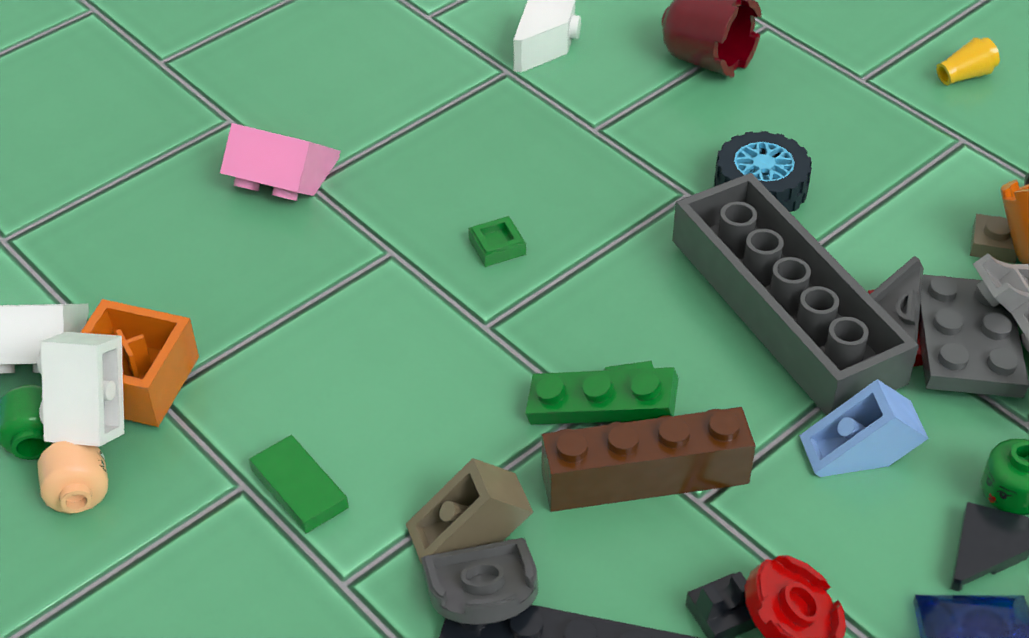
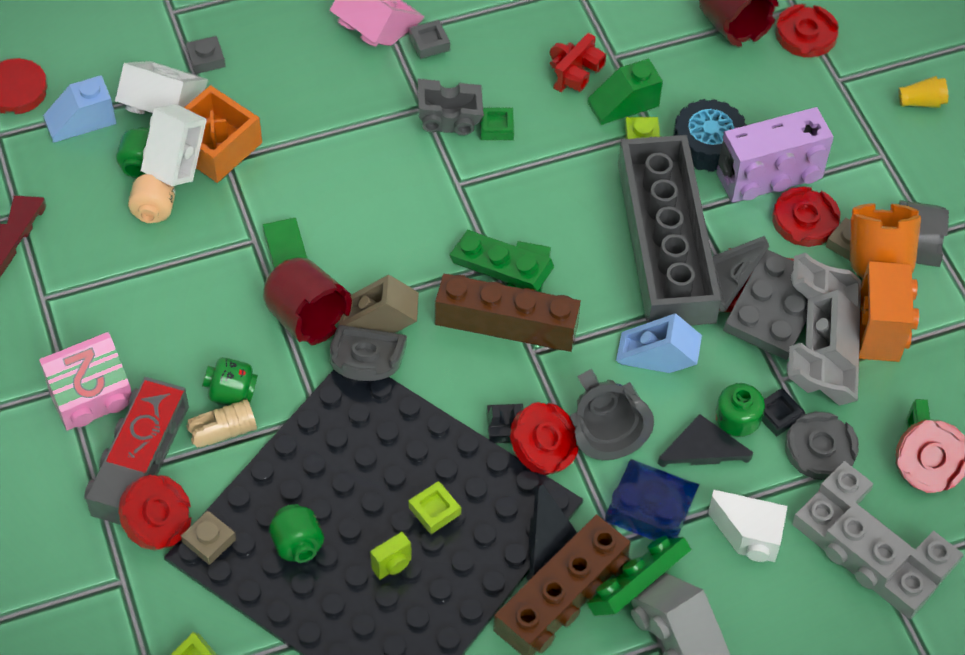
camera: 20 degrees right, 10 degrees up
(72, 275) = (205, 54): none -> dark grey plate
(362, 171) = (429, 39): none -> dark grey plate
(364, 535) = (306, 300): none -> dark red cylinder
(434, 239) = (449, 108): none -> dark grey cylinder
(560, 145) = (571, 60): none -> red hips
(639, 157) = (627, 92): none -> green slope
(668, 192) = (641, 127): none -> lime plate
(795, 40) = (806, 30): none -> red tile
(859, 167) = (774, 154): none -> lavender piece
(868, 545) = (610, 419): none -> dark grey helmet
(928, 228) = (805, 216): none -> red tile

